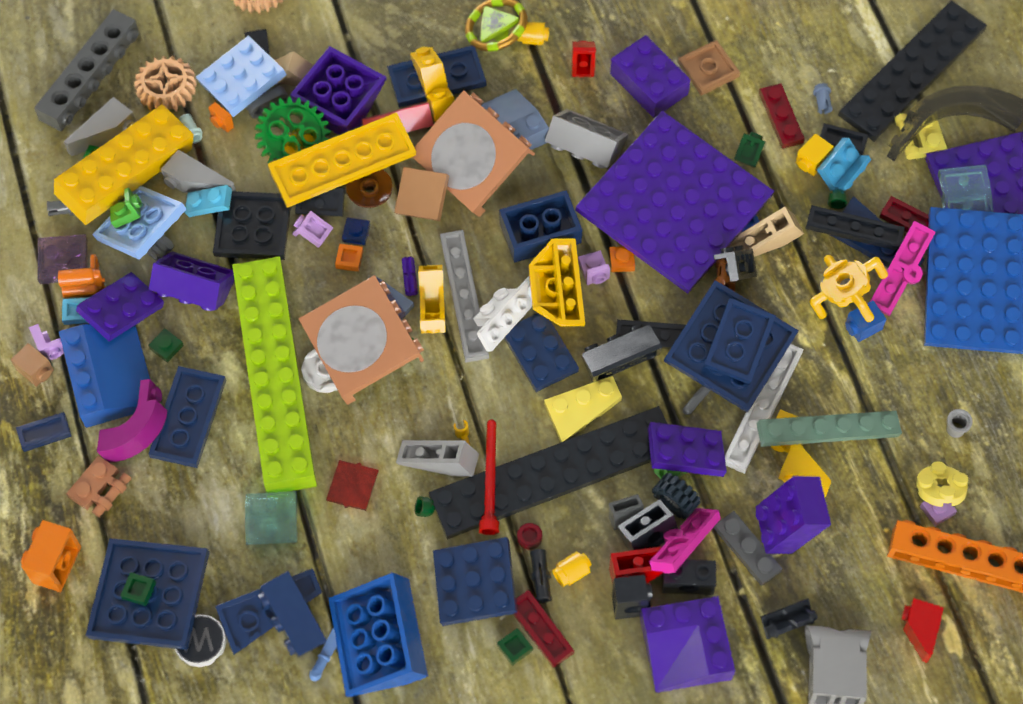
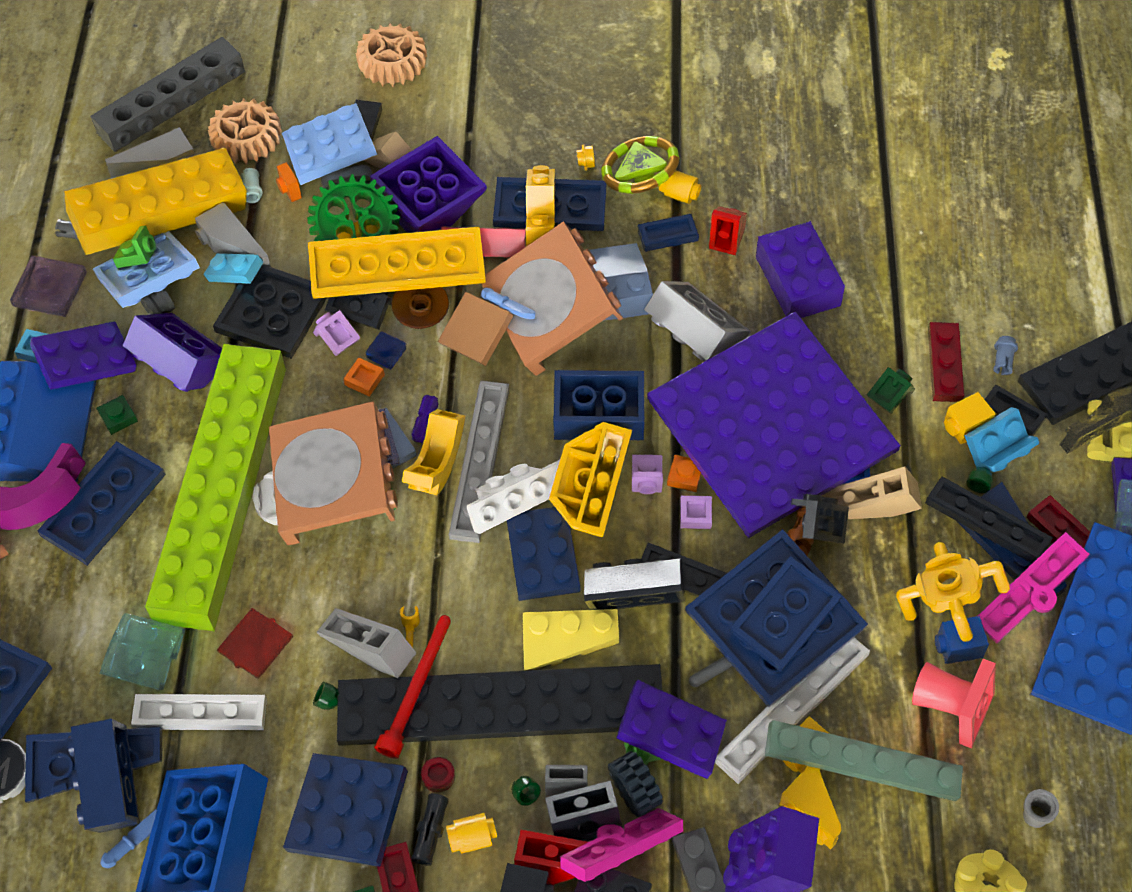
camera: 20 degrees right, 5 degrees down
(81, 281) = (55, 315): orange piece -> none
(335, 548) = (199, 712): none -> white plate
(443, 168) = (505, 303): none -> medium blue piece
(449, 29) = (586, 157): none -> yellow plate
(536, 73) = (668, 232): none -> dark blue tile
(601, 523) = (531, 795): none -> dark green hinge
(641, 286) = (696, 512): none -> lavender plate
(708, 67) = (877, 282): medium nougat tile -> none
(876, 362) = (957, 696): none -> coral plant

